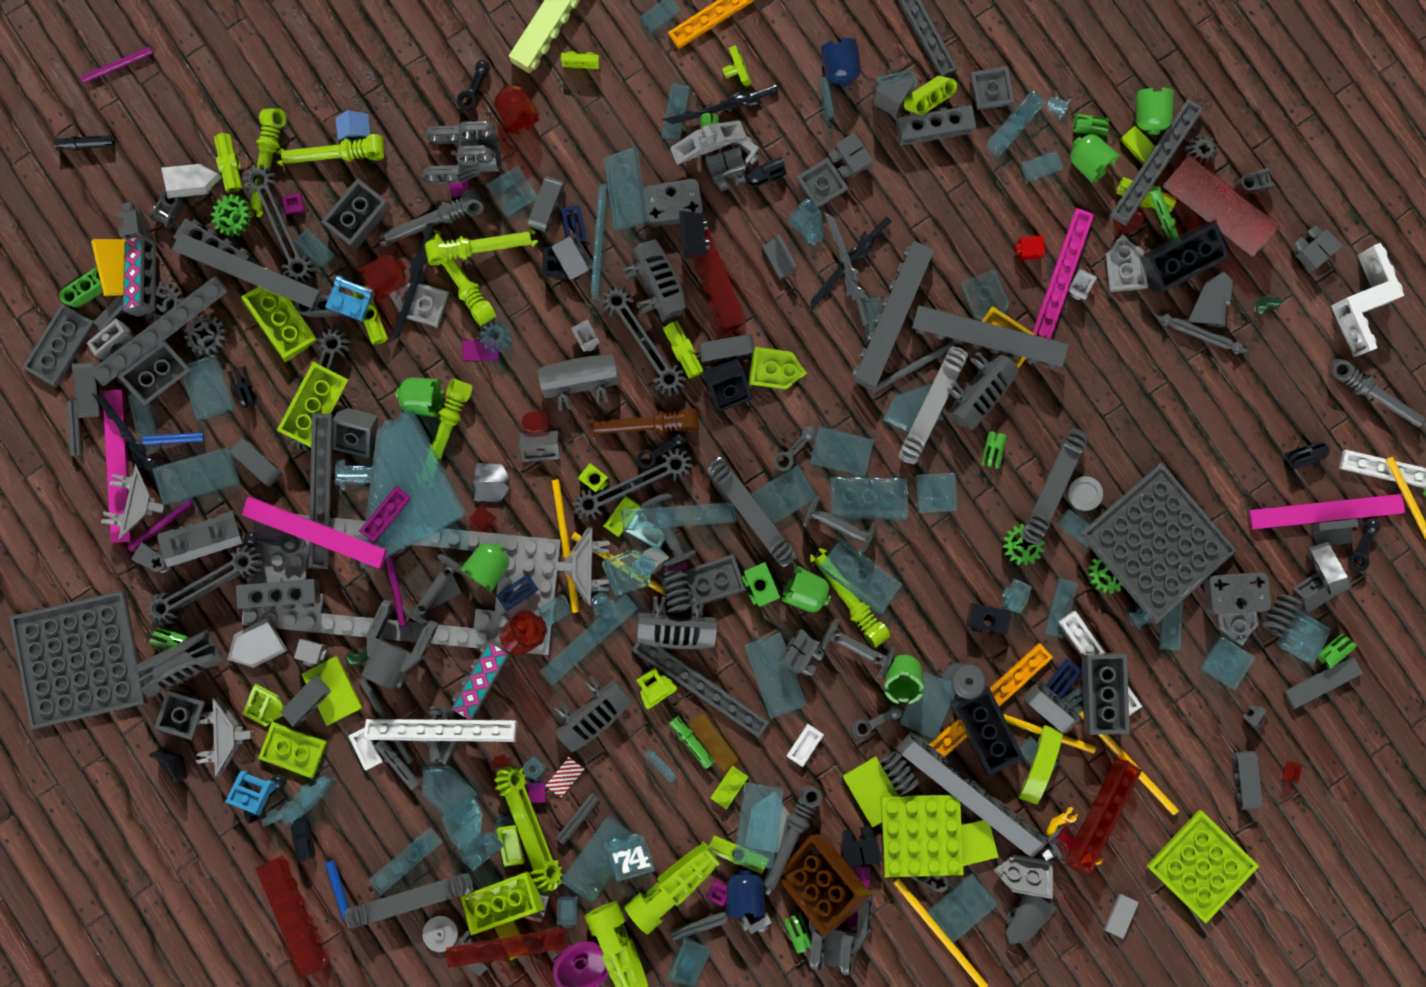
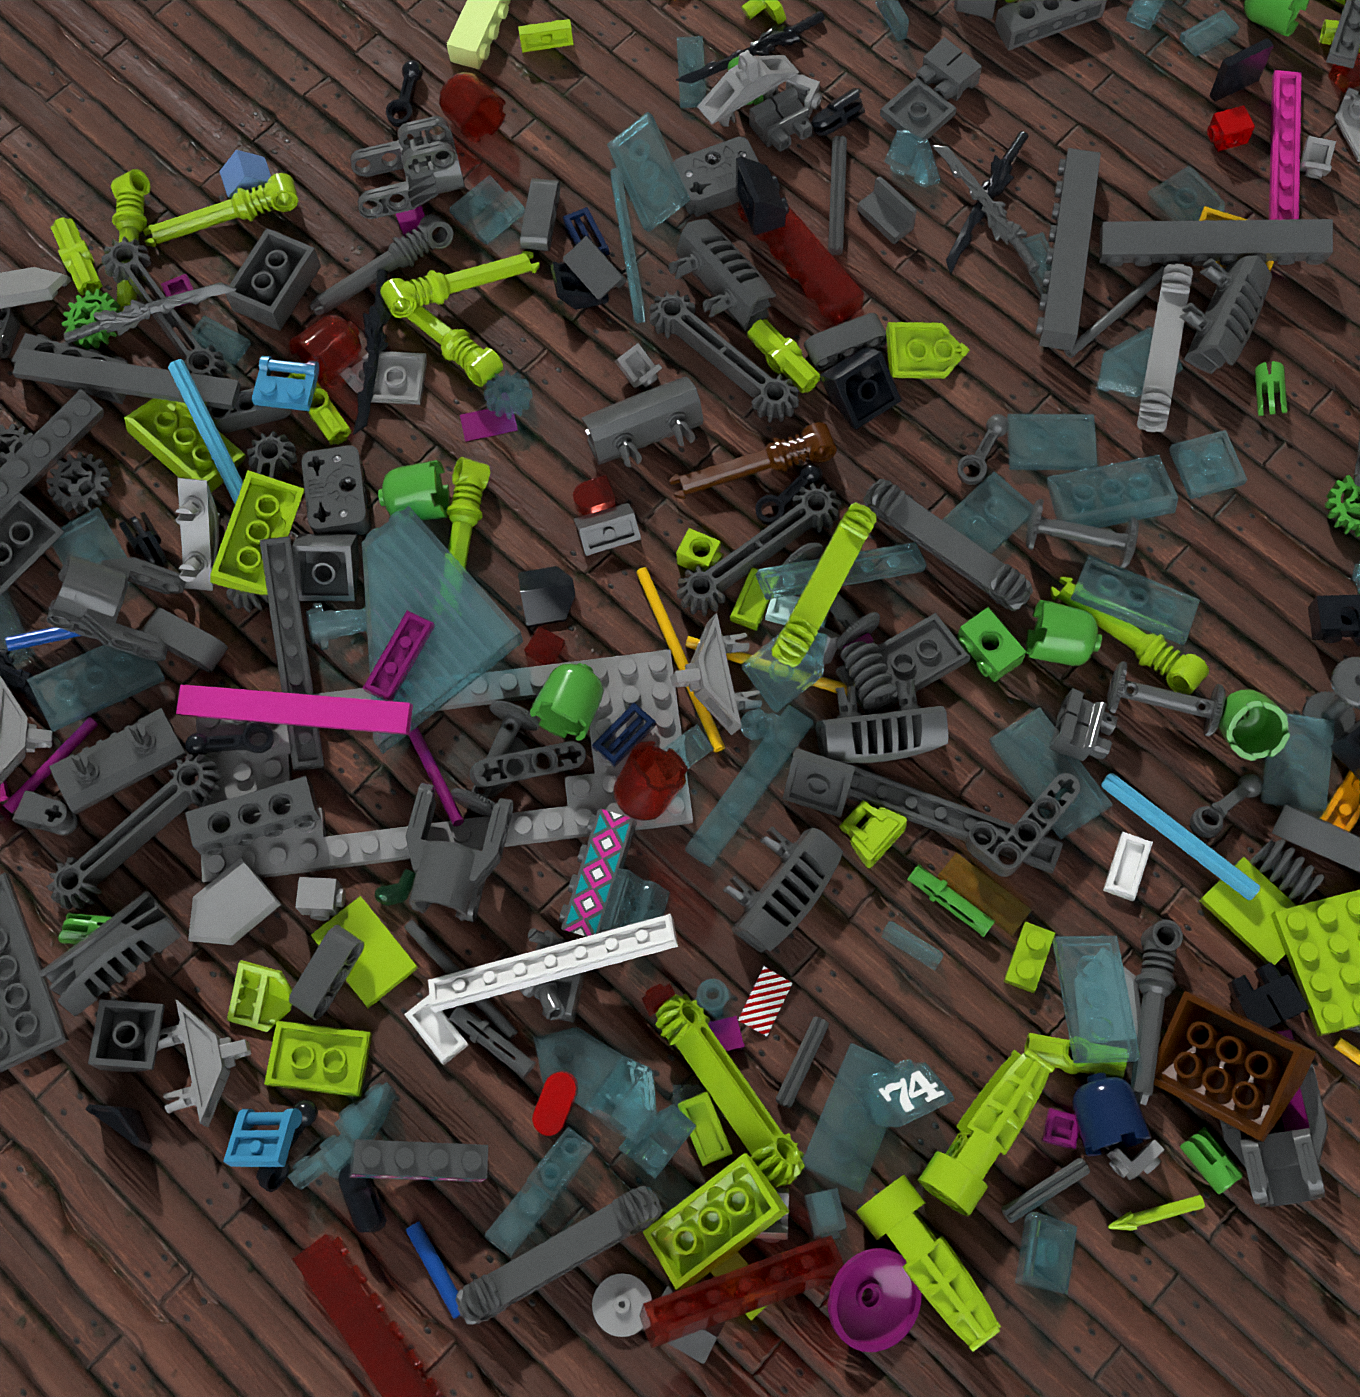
camera: 10 degrees left, 15 degrees down
(203, 426) = (95, 594): none -> dark grey piece
(259, 224) = (138, 311): none -> dark grey sword
(276, 396) = (199, 532): none -> light grey connector
(293, 321) = (206, 427): none -> medium azure axle
(338, 829) = (418, 1161): none -> dark grey brick
(364, 379) = (329, 492): none -> dark grey axle
(426, 810) = (555, 1103): none -> red tile
(453, 602) = (528, 766): none -> dark grey beam
(498, 703) = (633, 901): none -> clear light blue slope
(628, 652) = (818, 782): none -> dark grey plate
(662, 529) = (824, 585): none -> lime arm
(741, 954) = (1131, 1220): none -> lime piece
(750, 234) = (837, 195): none -> dark grey axle
(751, 707) = (1030, 822): none -> dark grey beam
(841, 736) = (1181, 836): none -> medium azure axle
(1050, 207) = (1241, 69): none -> black tile

